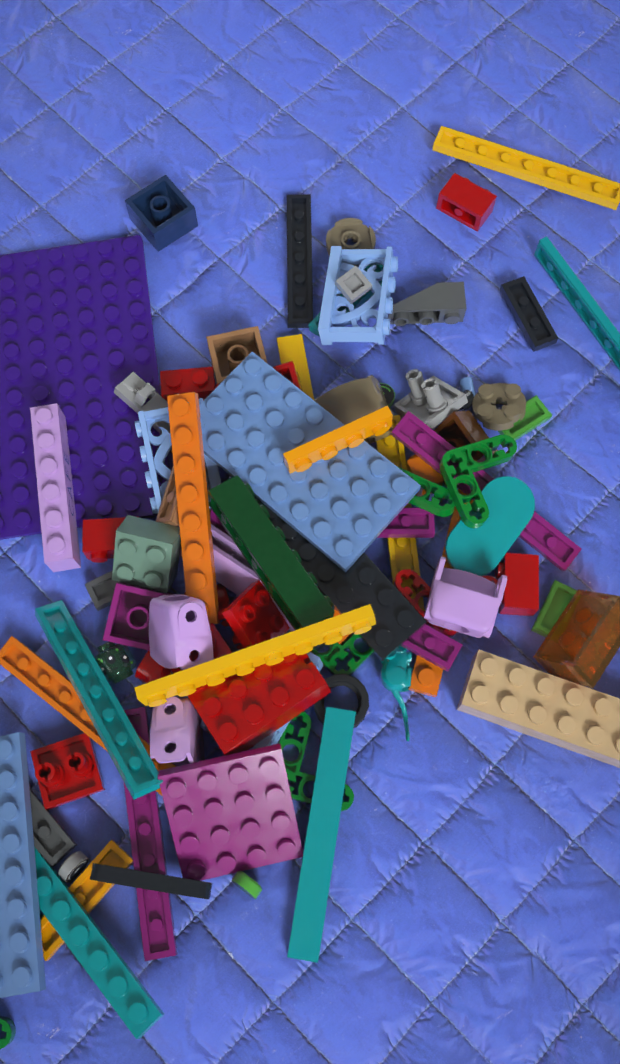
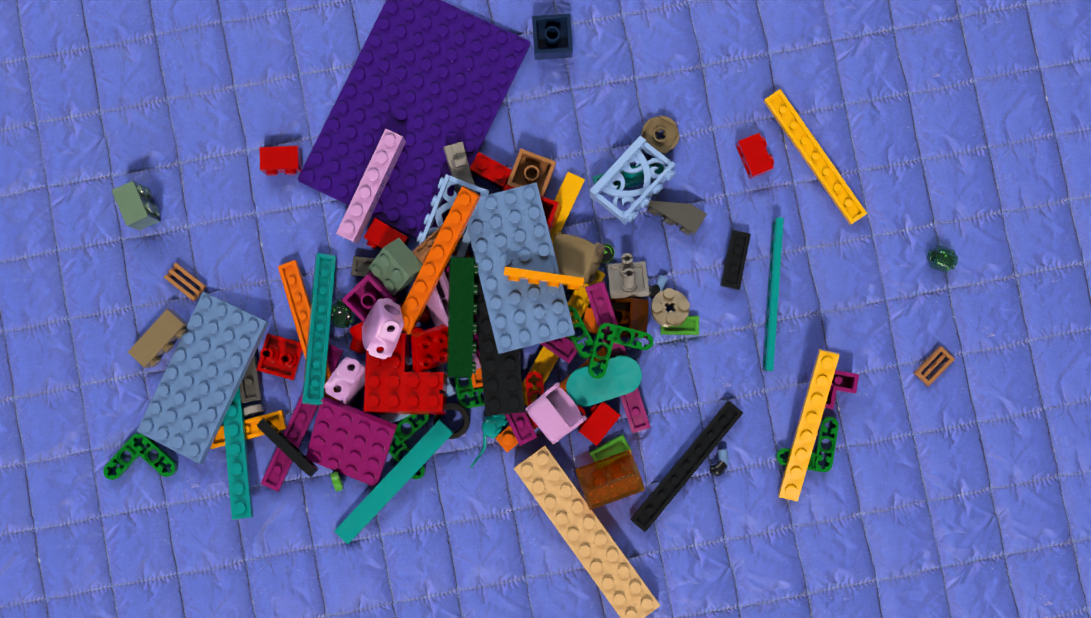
camera: 35 degrees right, 15 degrees up
(245, 660) = (421, 376): yellow plate -> none
(299, 261) = (620, 125): black tile -> none
(353, 284) = (632, 174): light grey tile -> none

